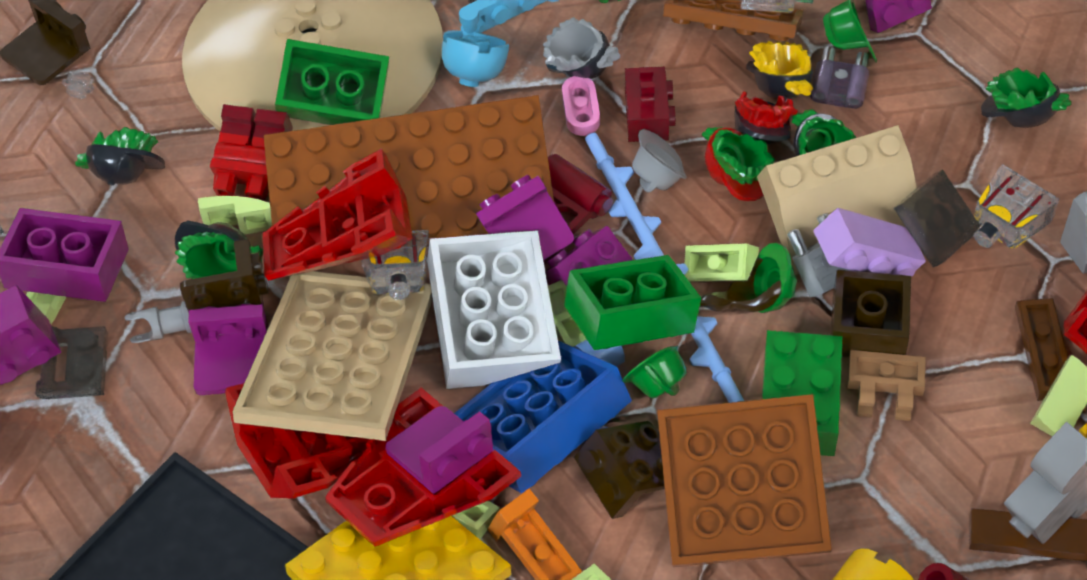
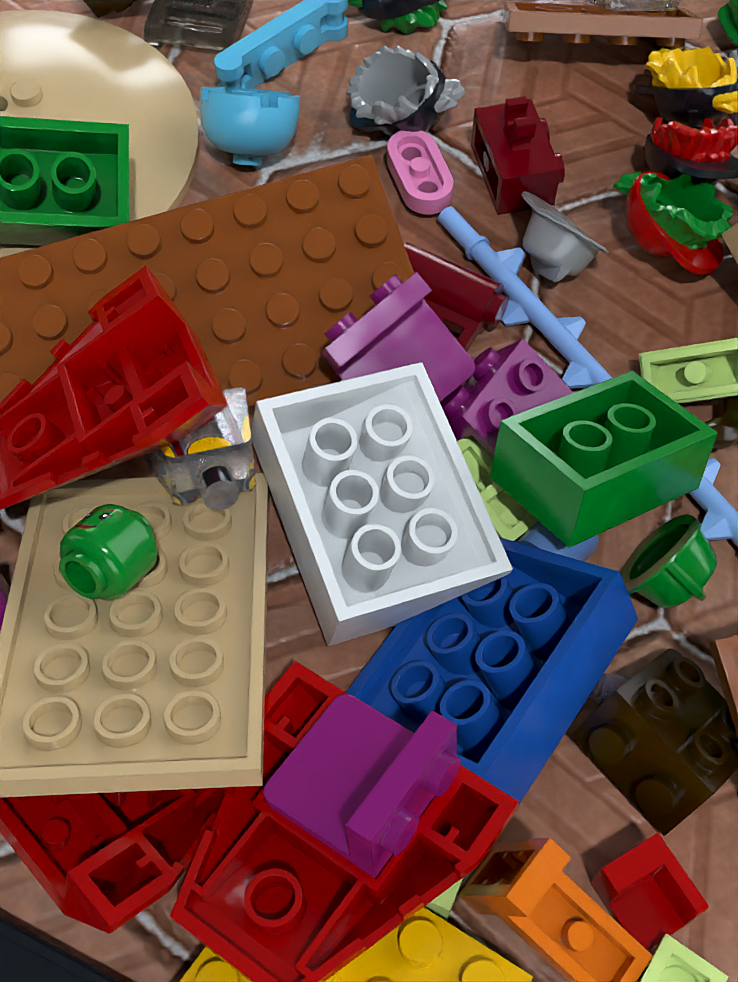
camera: 15 degrees left, 5 degrees up
(327, 310) = (107, 552): none -> green head
(590, 540) = (649, 892): none -> red panel

